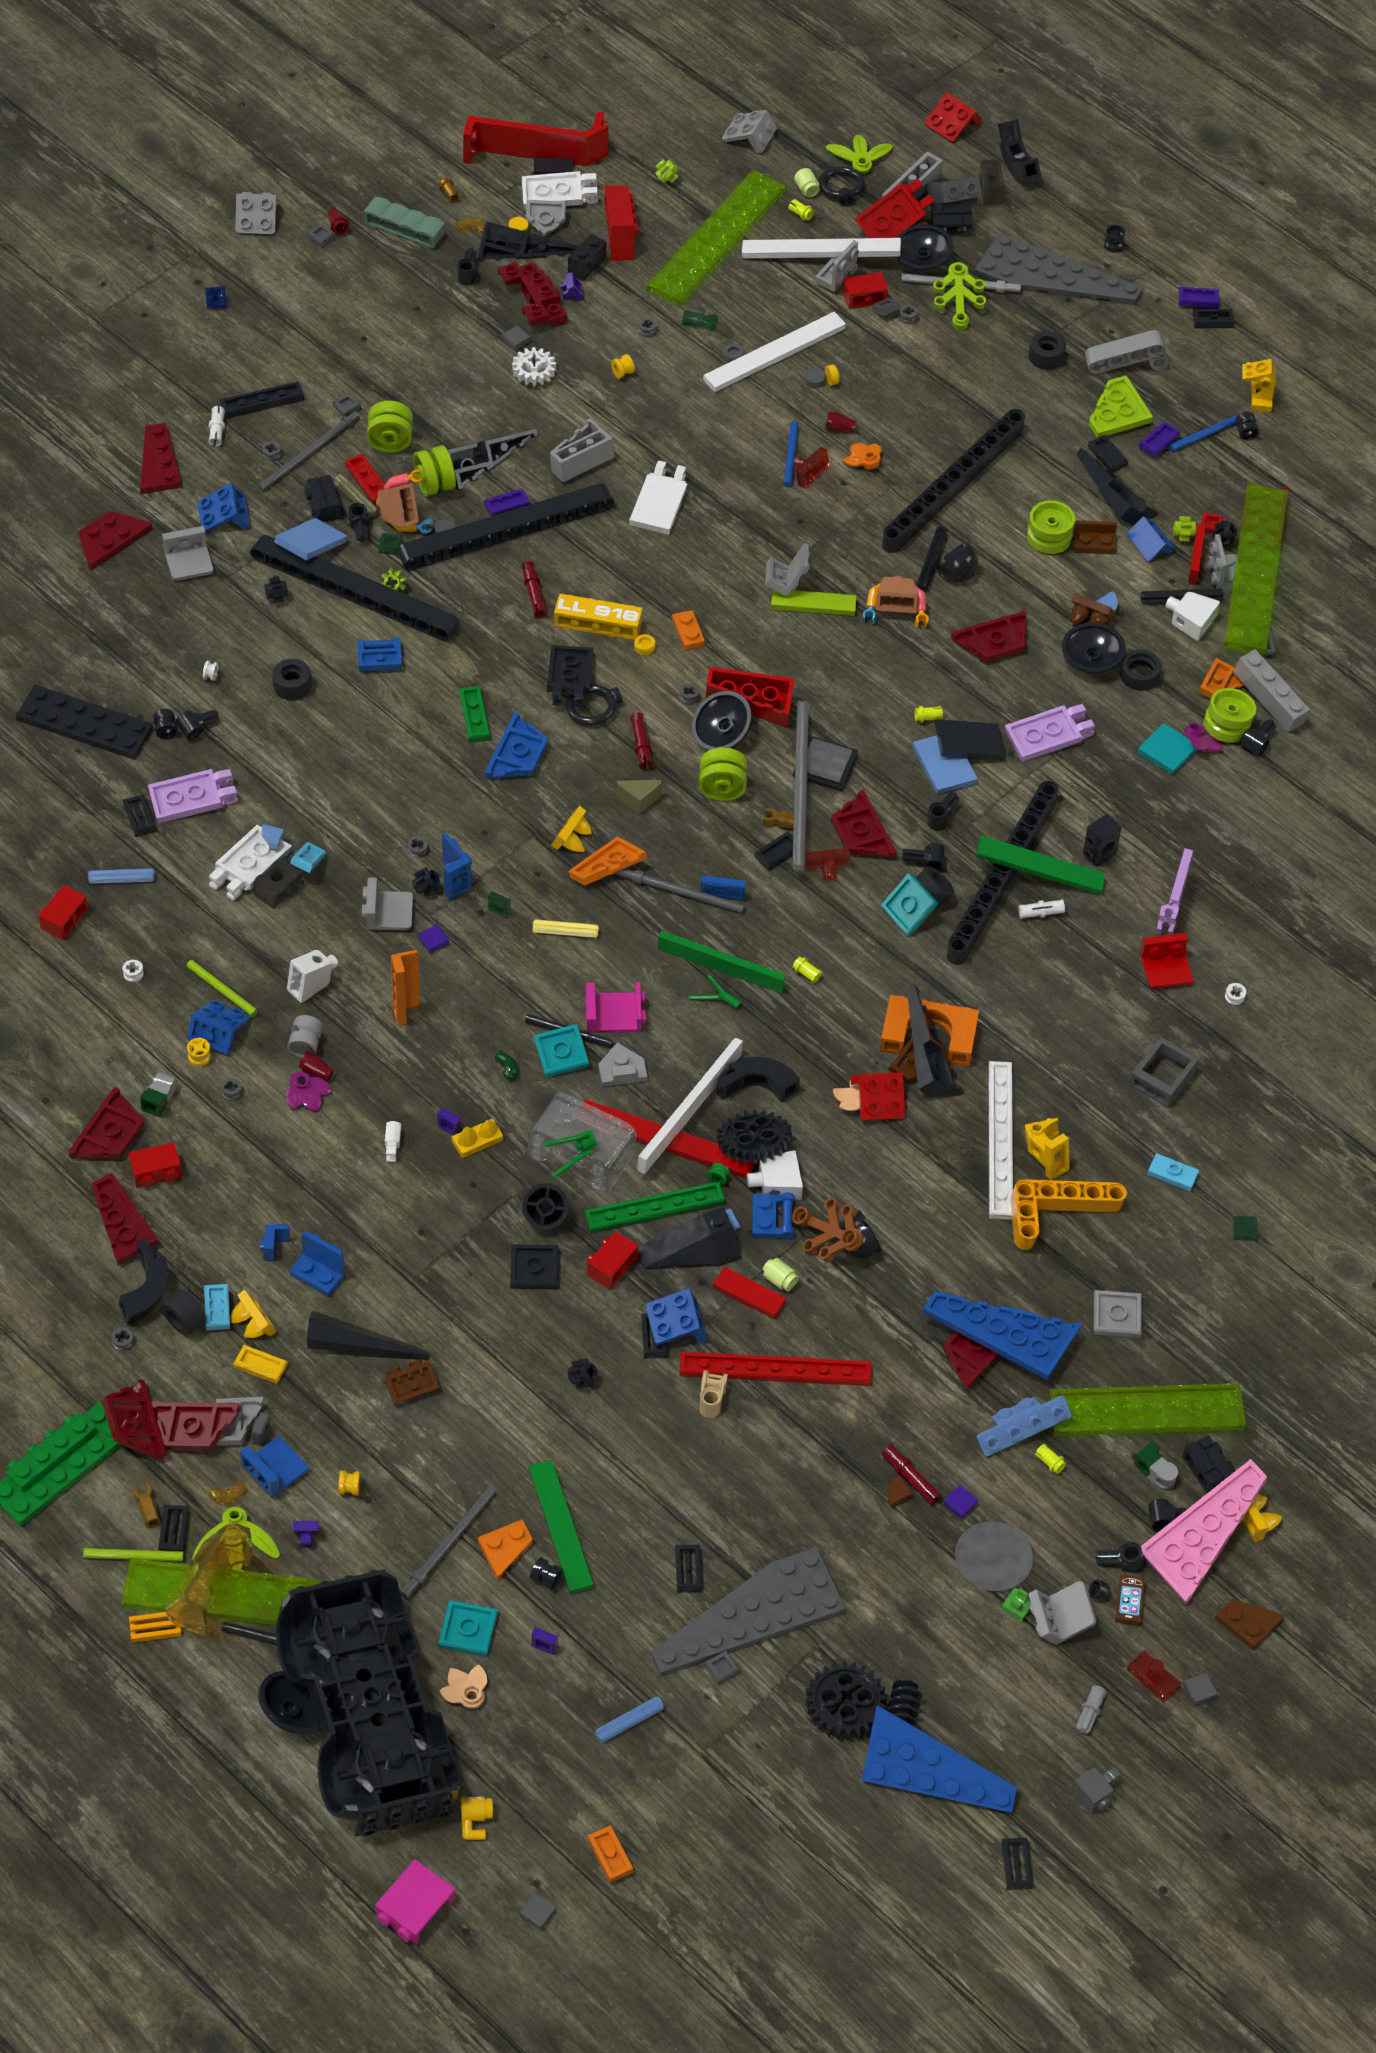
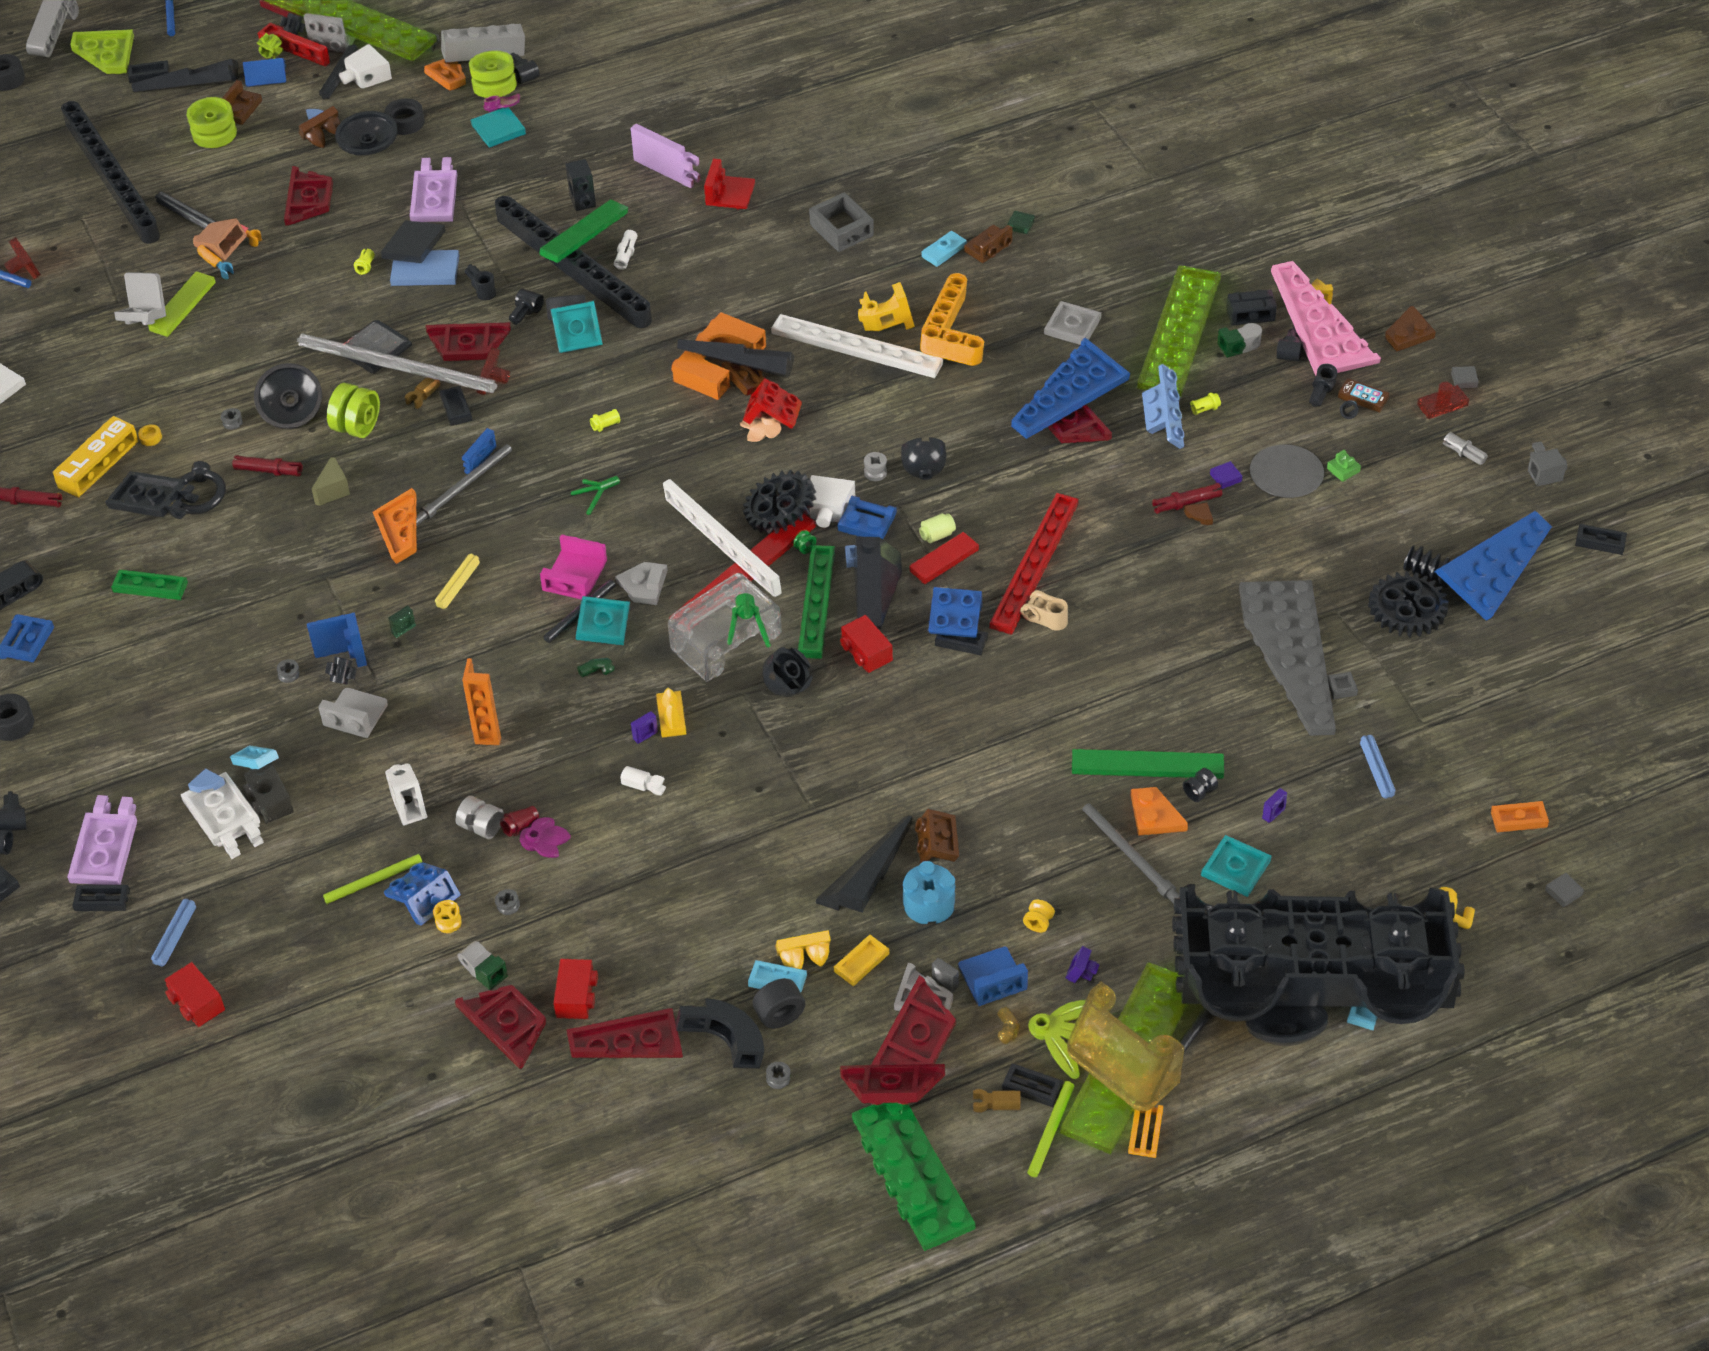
camera: 65 degrees left, 5 degrees down
(137, 975) = (303, 946): white bush -> none
(273, 1233) = (718, 910): blue bracket -> none
(319, 1265) = (767, 874): blue bracket -> none
(341, 1390) = (929, 893): none -> dark azure brick
(413, 1901) = (1537, 979): dark pink panel -> none
(433, 939) = (410, 687): dark purple tile -> none
(463, 1685) = (1301, 880): light nougat plate -> none
(517, 750) = (219, 560): blue wing -> none
(534, 1267) = (843, 708): black tile -> none
(570, 839) = (342, 545): yellow tile -> none
(582, 1373) = (987, 698): black gear -> none
(688, 630) = (154, 399): orange plate -> none
(688, 1586) = (1226, 684): black tile -> none
(721, 962) = (564, 476): green tile -> none
(759, 1072) = (712, 475): black arch -> none
(767, 694) = (276, 349): red wedge -> none
(844, 1195) = (875, 466): none -> light grey wheel
(849, 1239) = (913, 472): dark orange plant -> none
(864, 455) = (34, 223): orange plate -> none
(959, 563) = (210, 191): black cylinder -> none
(1062, 1613) = (1369, 432): light grey bracket -> none
(1159, 439) = (157, 34): dark purple plate -> none
(1198, 1208) = (989, 243): none -> reddish brown bracket
(1239, 989) = (779, 155): white bush -> none

